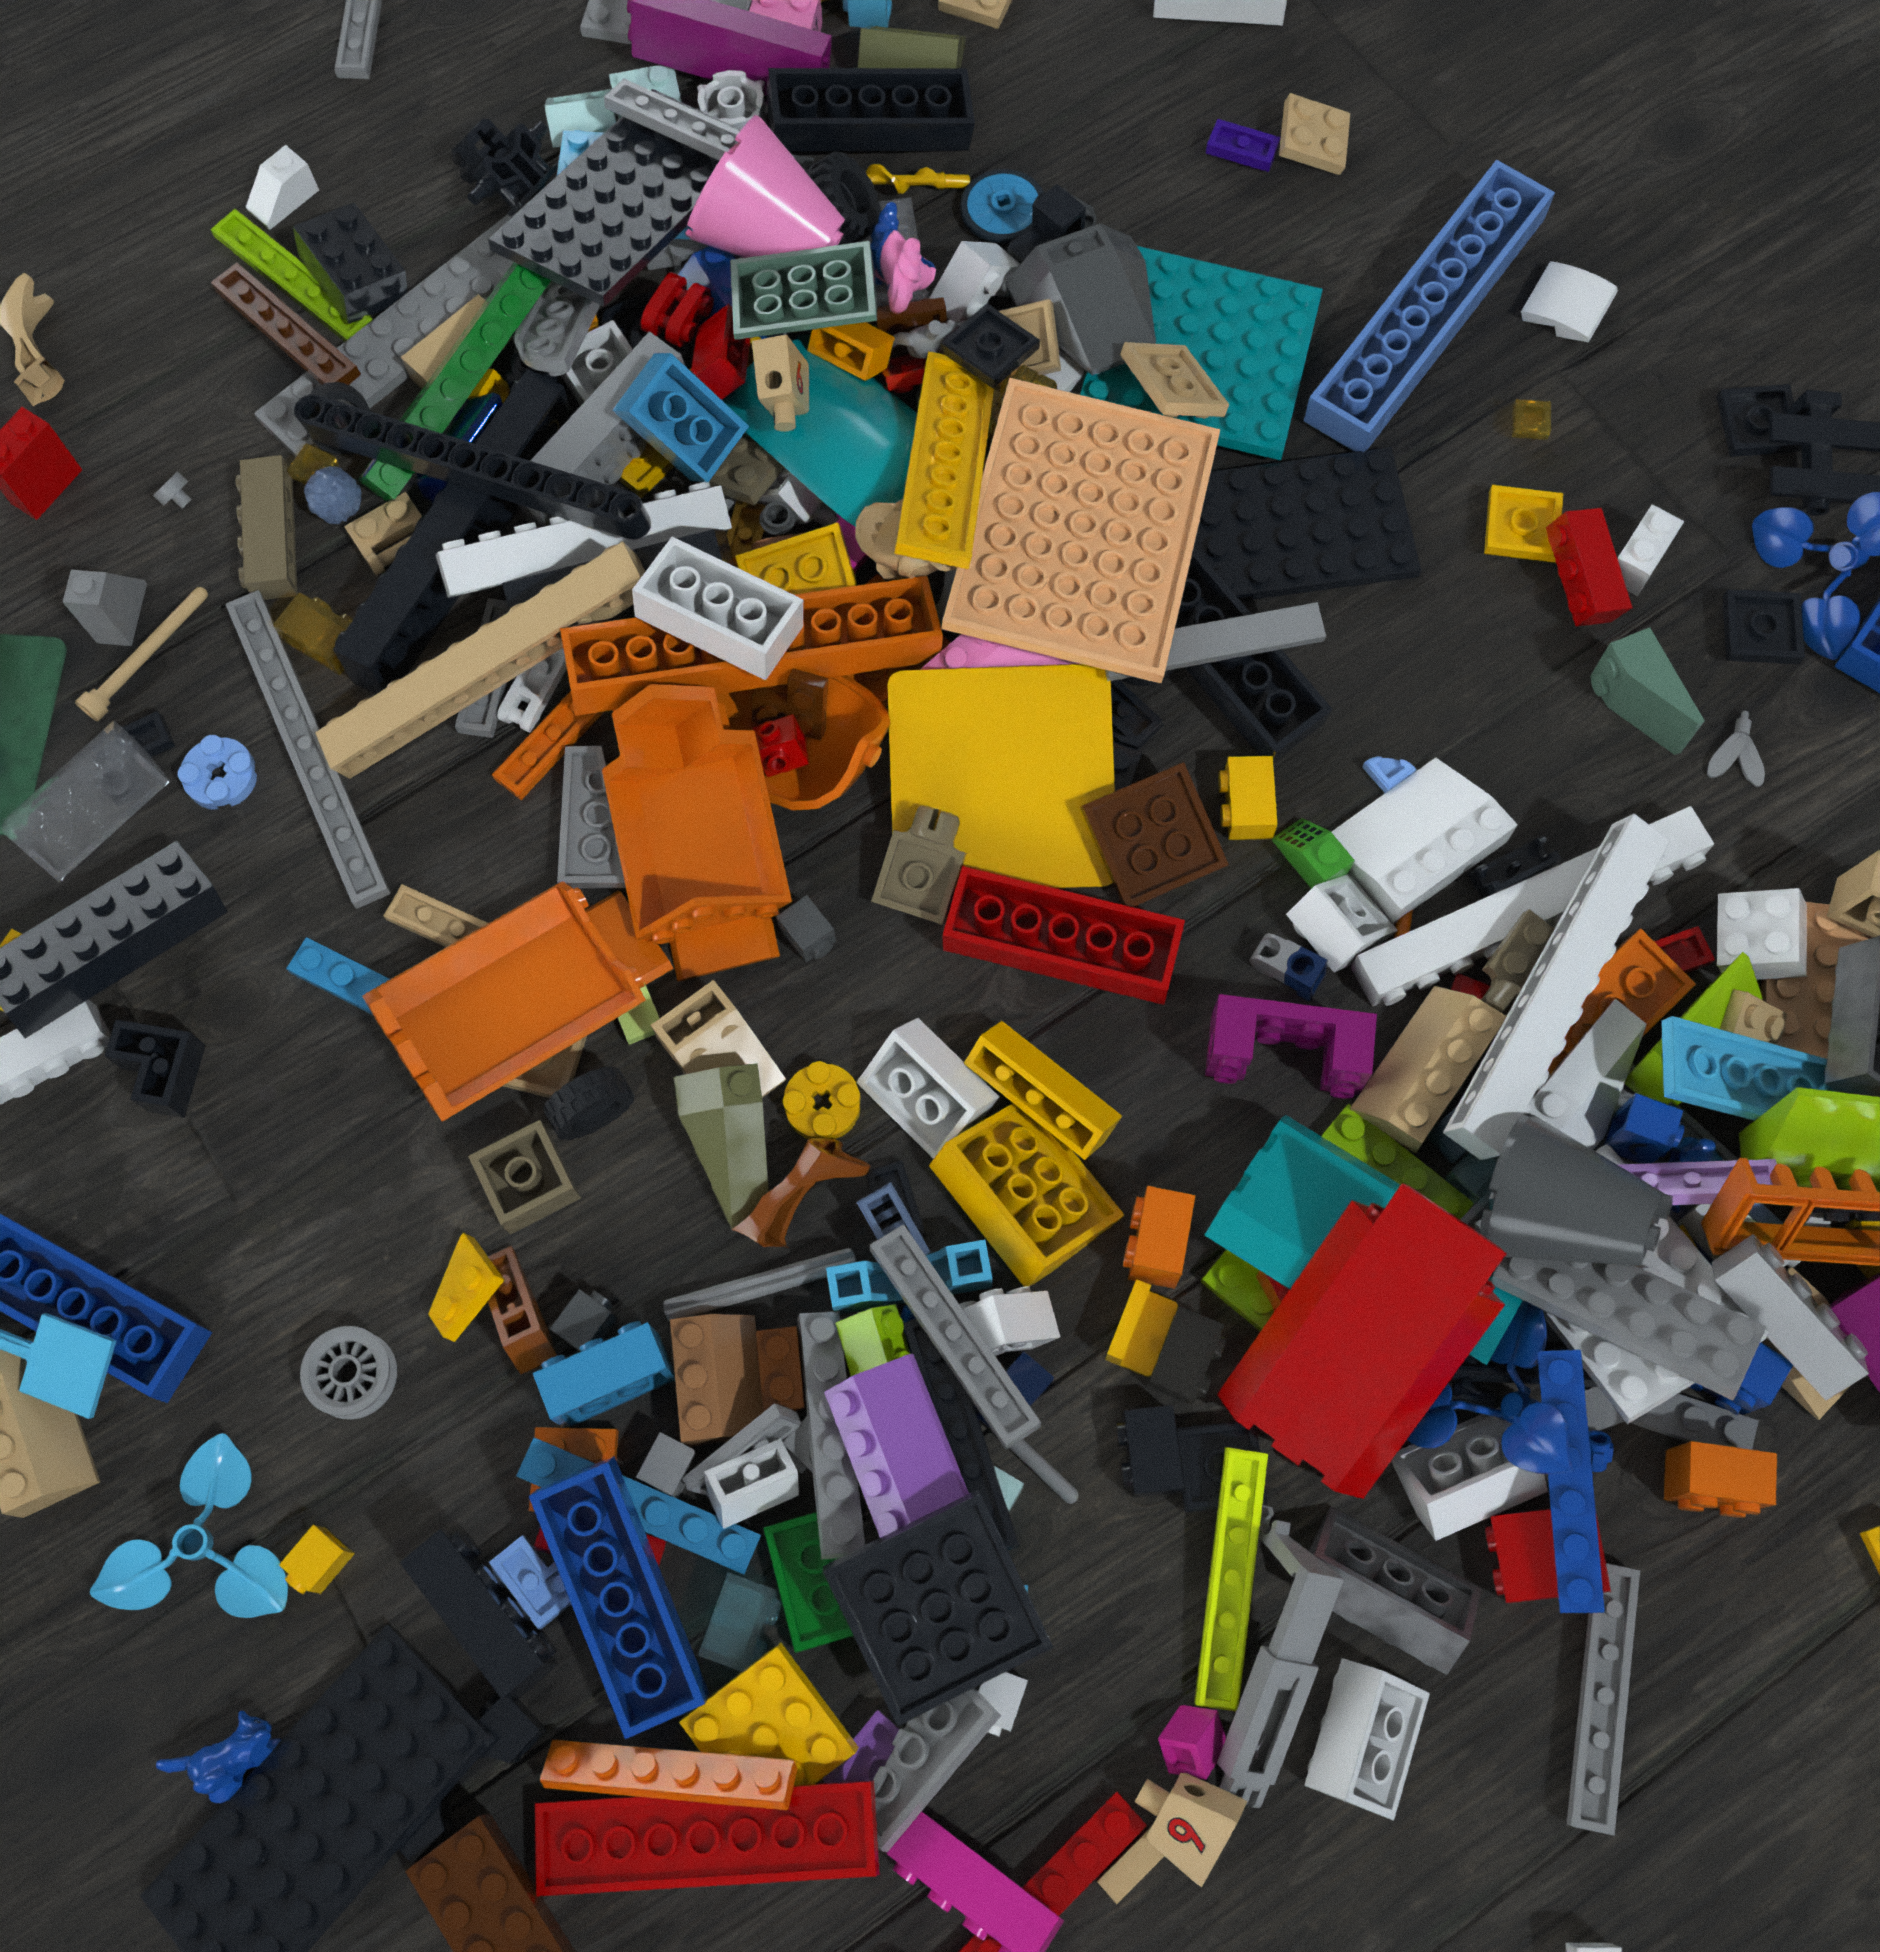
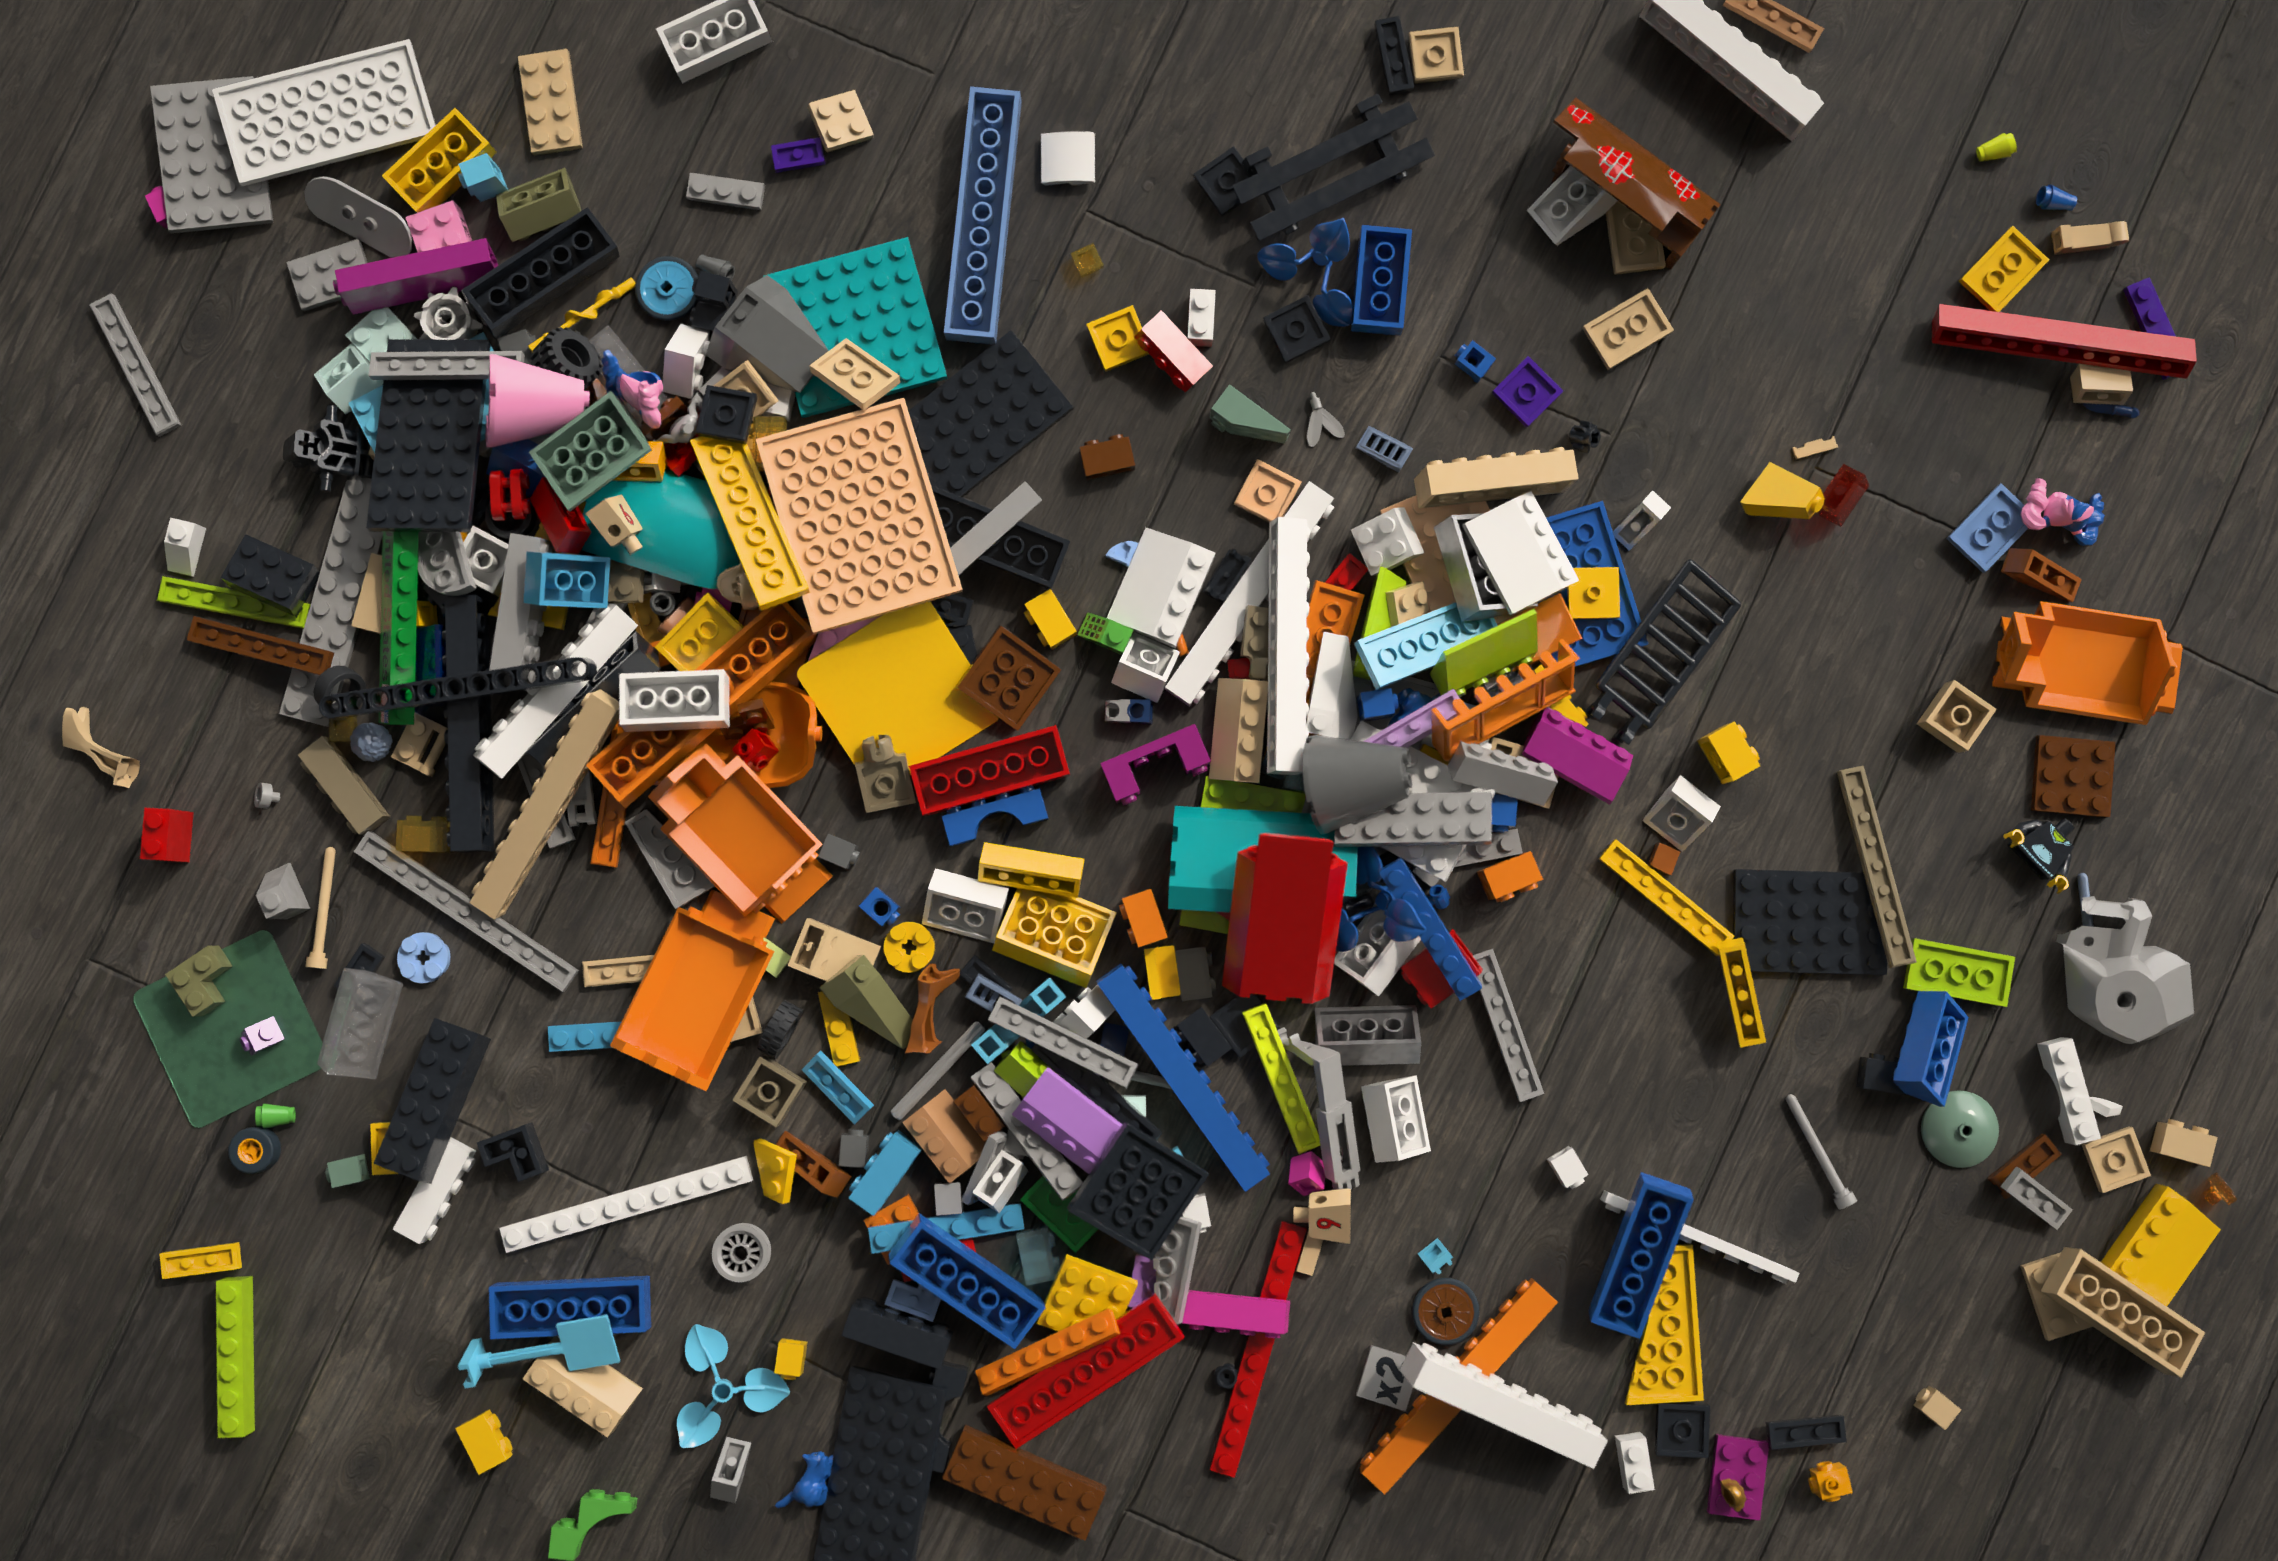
camera: 30 degrees left, 15 degrees up
(130, 1670) = (730, 1470): none -> light grey slope
(249, 1220) = (626, 1204): none -> white plate
(615, 1227) = (837, 1087): none -> dark azure plate
(662, 1160) = (839, 1033): none -> yellow plate
(812, 1013) = (873, 899): none -> blue brick
(990, 984) = (963, 824): none -> blue arch
(1093, 1495) = (1183, 1077): none -> blue brick
(1134, 144) = (725, 191): none -> light grey plate
(1433, 648) = (1107, 457): none -> reddish brown brick
(1618, 792) = (1267, 492): none -> light nougat tile
(1828, 828) = (1396, 444): none -> sand blue slope

